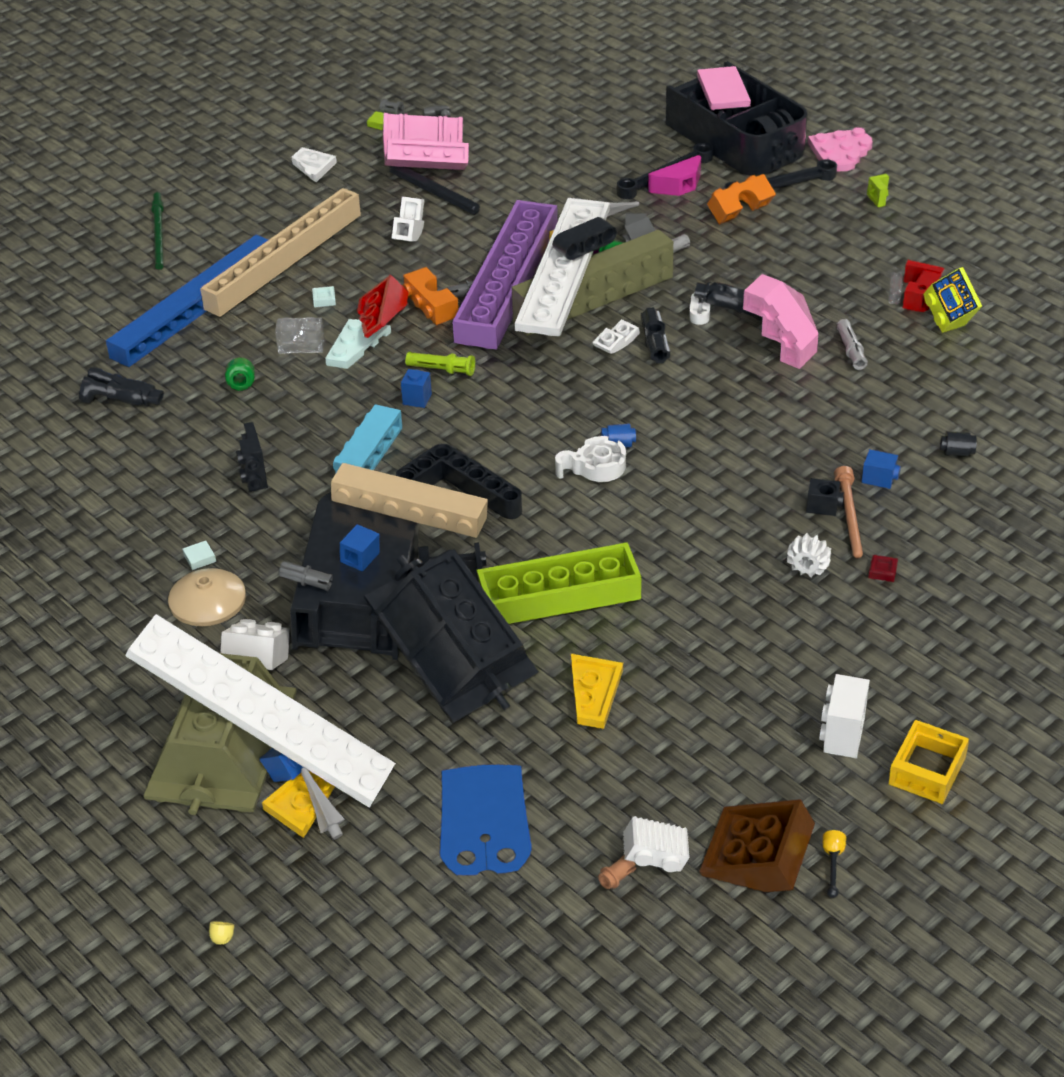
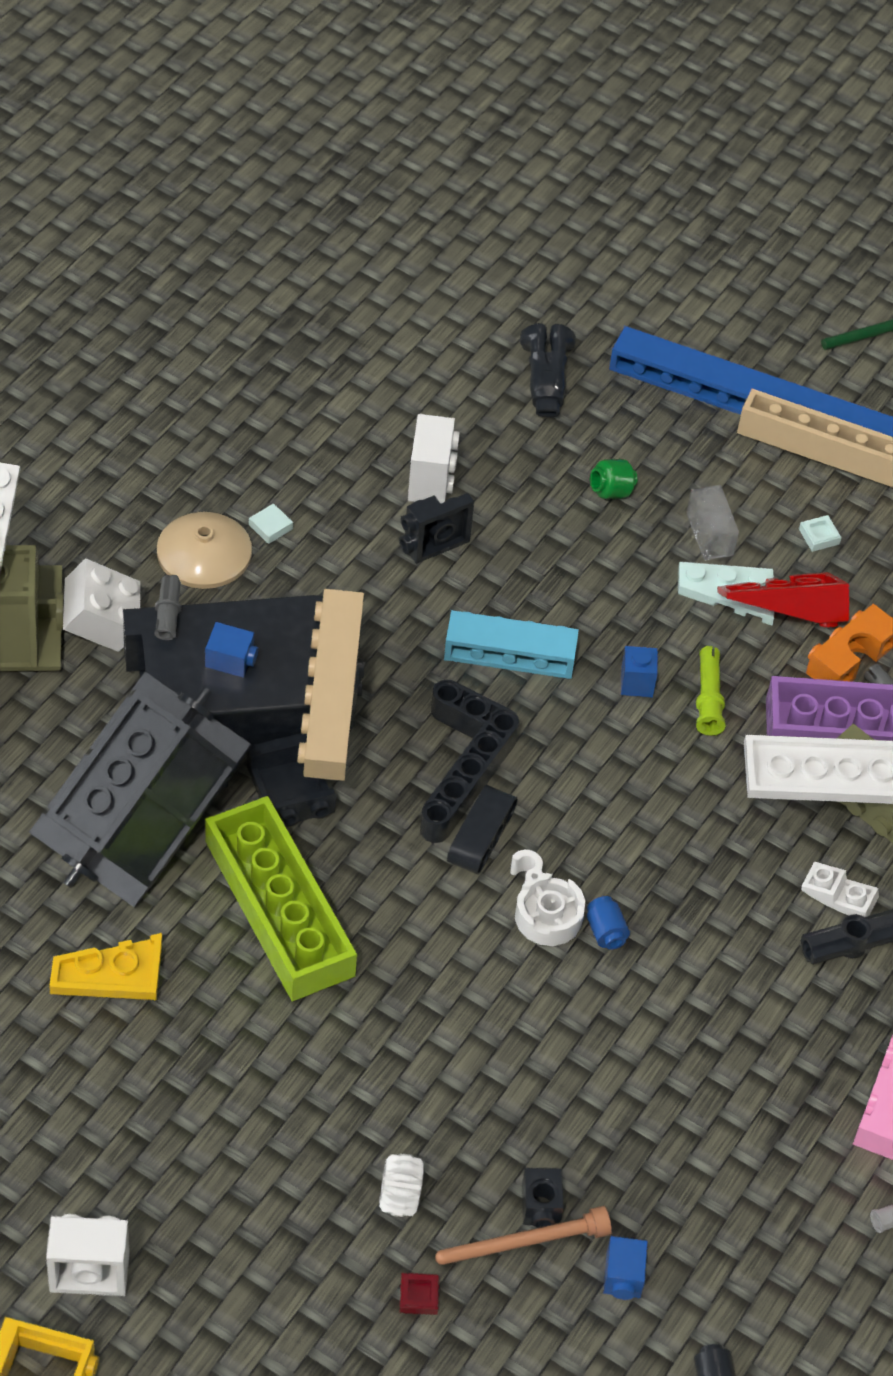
camera: 70 degrees right, 10 degrees up
(187, 451) = (433, 458): none -> white brick
(535, 486) = (482, 829): none -> black beam

